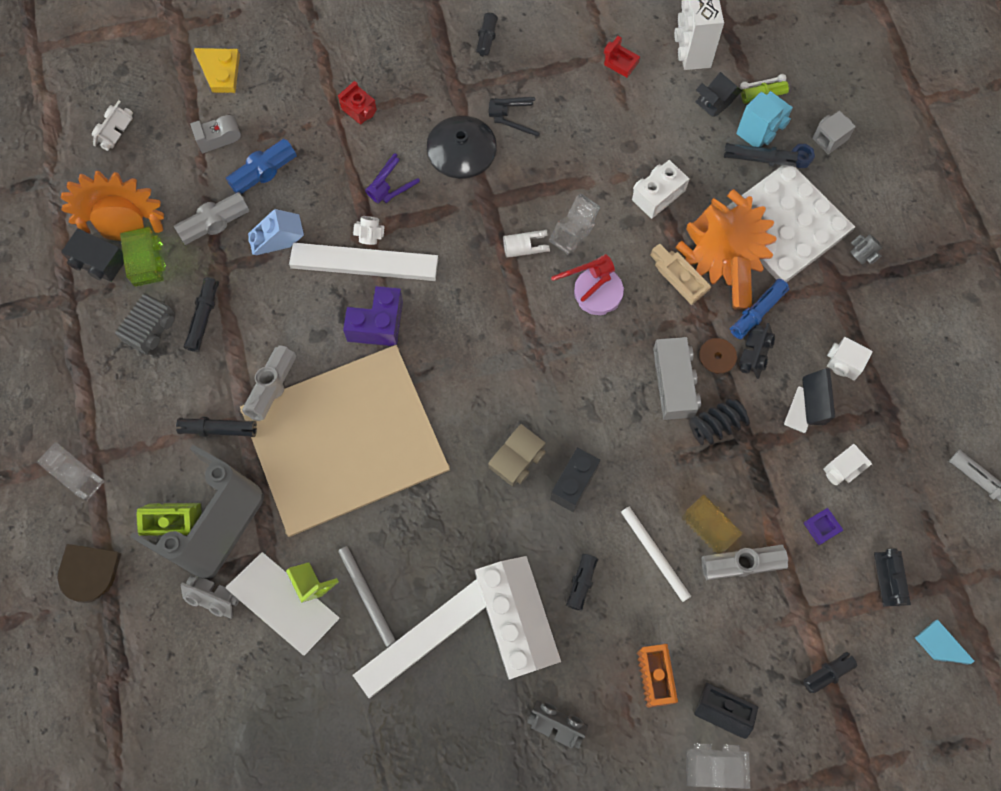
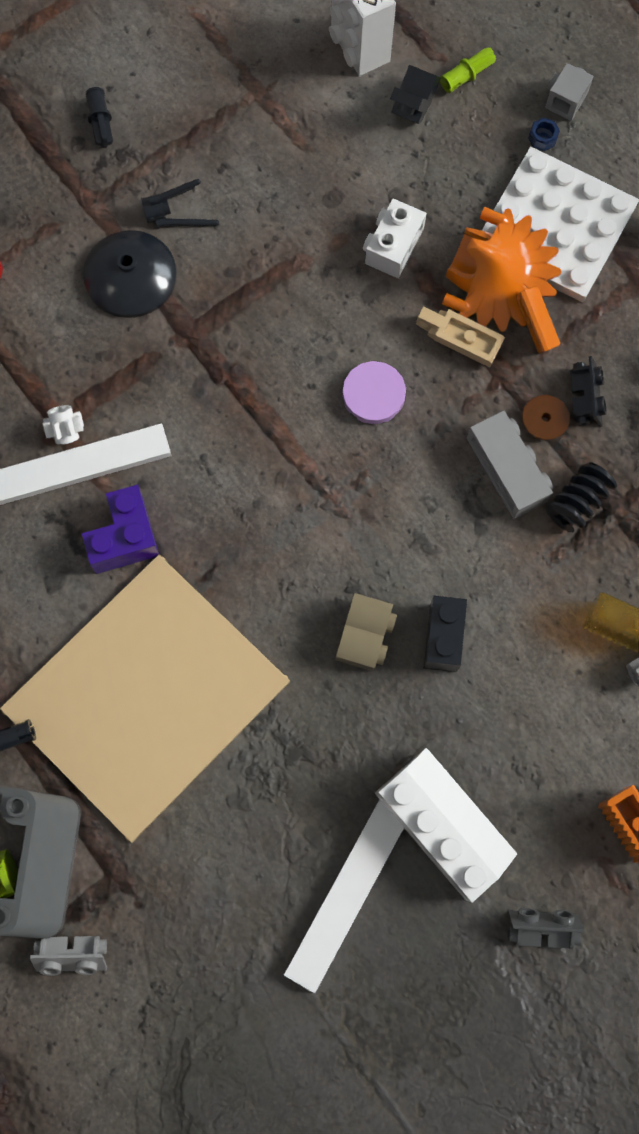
camera: 25 degrees left, 5 degrees up
(269, 383) = (25, 684): light grey piece -> none
(272, 597) = (161, 926): white sticker -> none
(307, 584) = (180, 889): lime bracket -> none
(367, 596) = (258, 874): light grey bar -> none
(379, 187) = (50, 365): dark purple plant -> none
(520, 244) = (257, 369): white hinge -> none
(576, 225) = (314, 322): clear brick -> none
(582, 582) = (502, 751): black pin -> none
(600, 267) = (365, 365): red plant -> none
(620, 58) = (278, 89): red bracket -> none
(656, 554) = (572, 682): white bar -> none
(753, 315) = (567, 352): blue pin -> none
(762, 155) = (497, 151): black pin -> none
(763, 119) = (483, 106): medium azure brick -> none
(782, 77) = (479, 45): white hinge -> none

